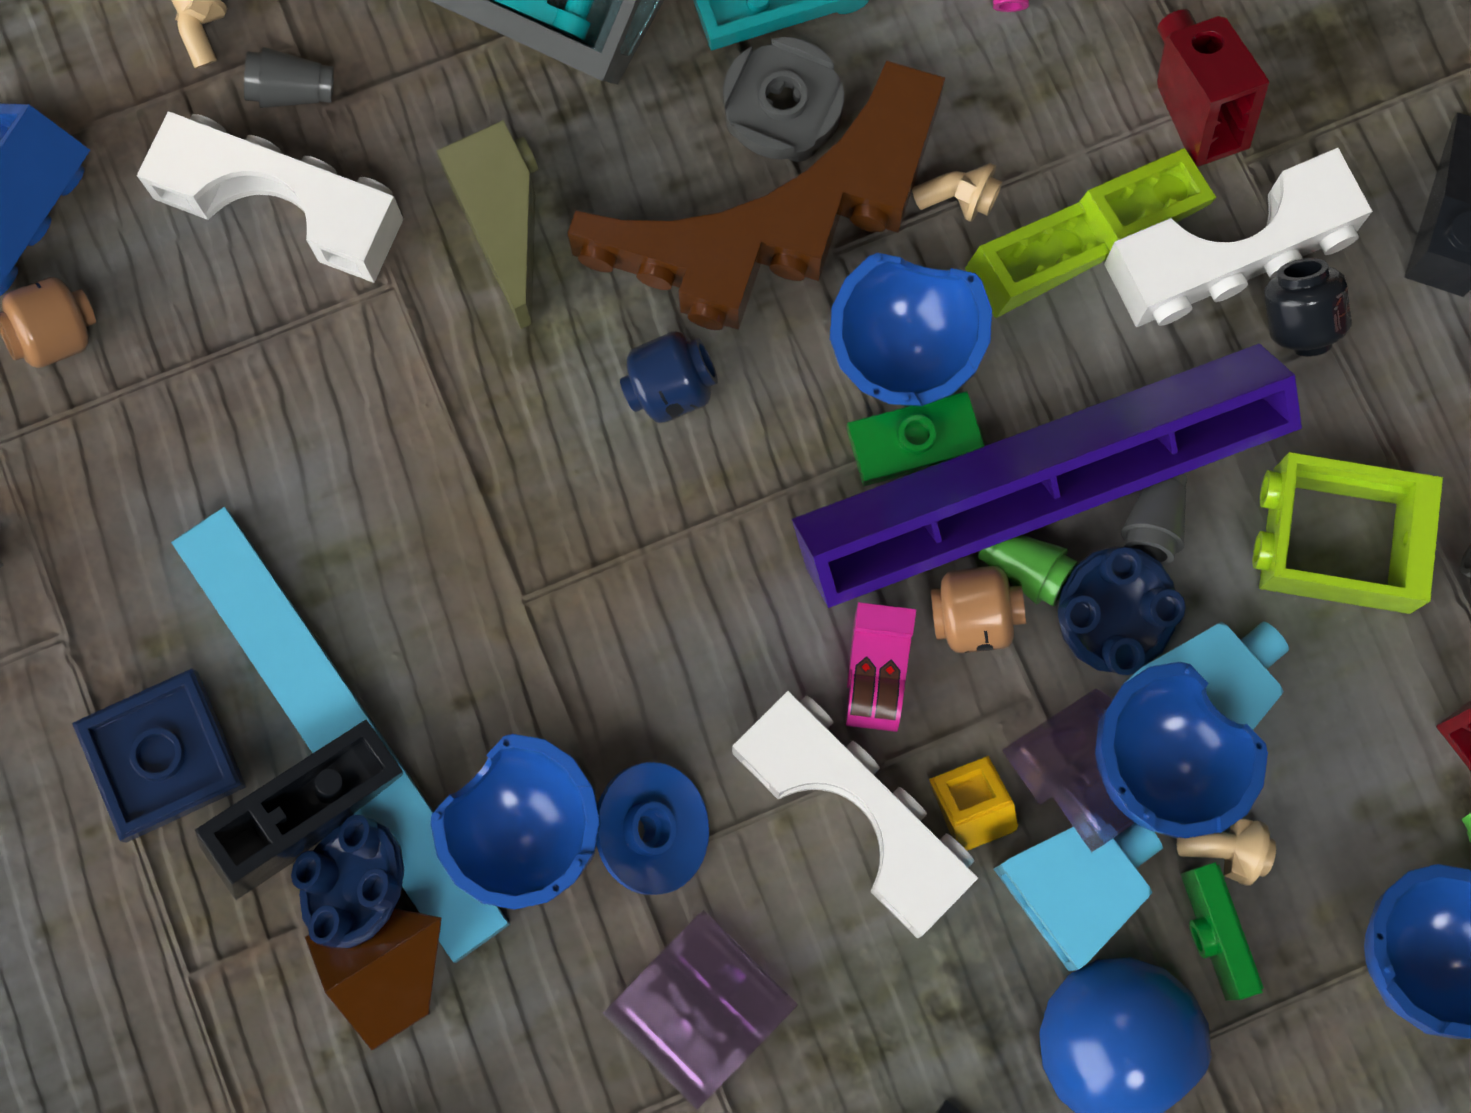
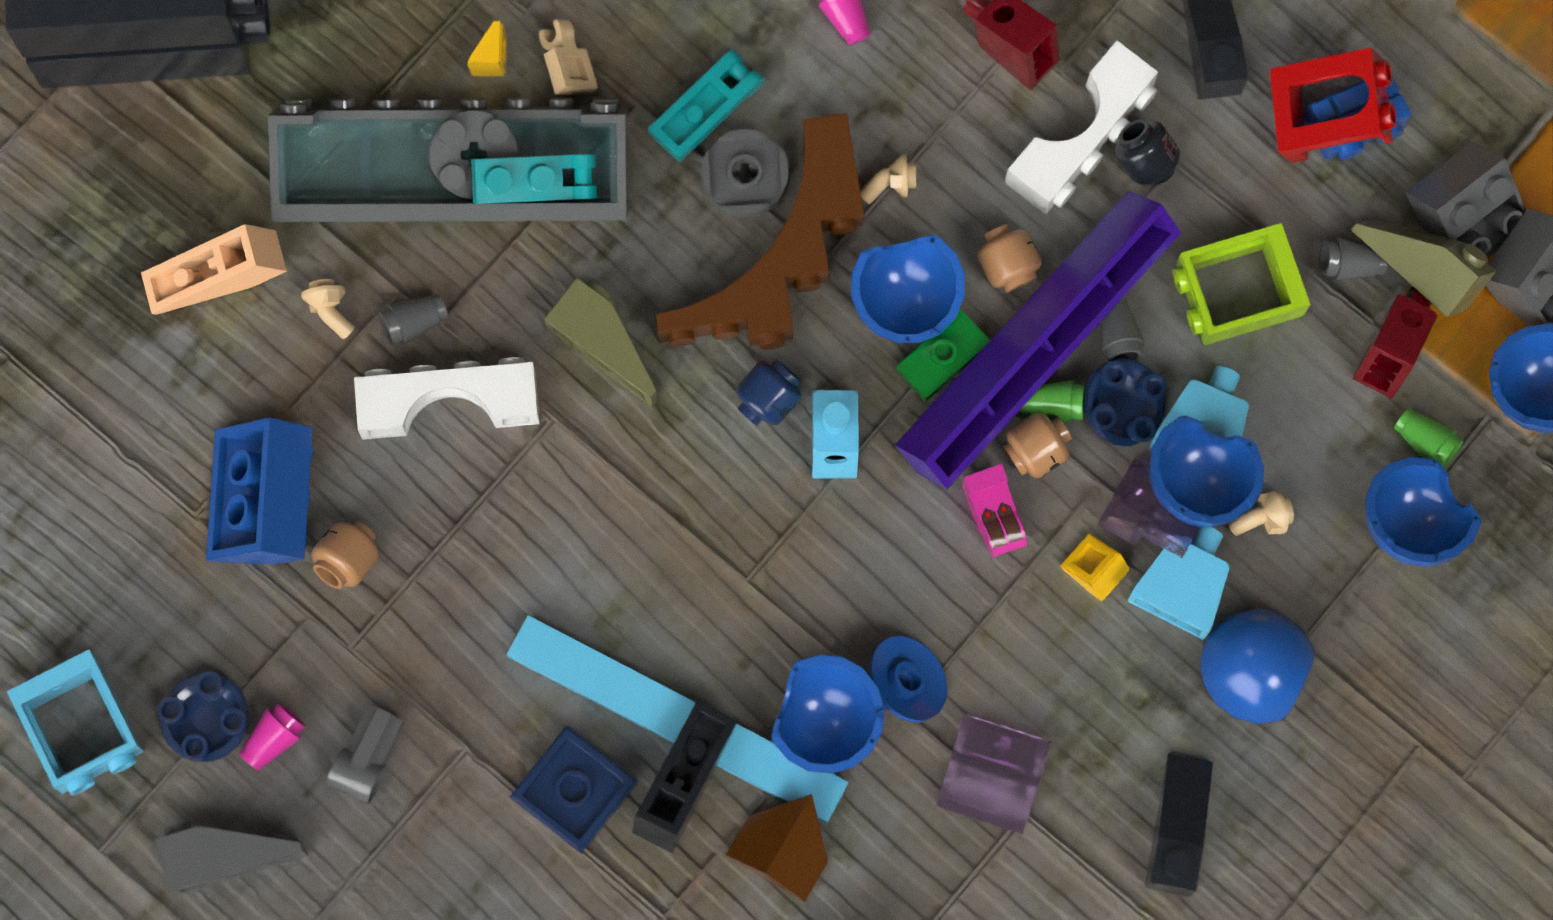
camera: 30 degrees left, 0 degrees up
(349, 882) = (739, 805): dark blue dish -> none
(724, 464) = (835, 433): none -> medium azure torso
(797, 753) = (1080, 622): white arch -> none
(1061, 355) = (1009, 258): none -> medium nougat head
(1082, 235) = (985, 166): lime slope -> none
(1220, 934) = (1281, 569): green plate -> none

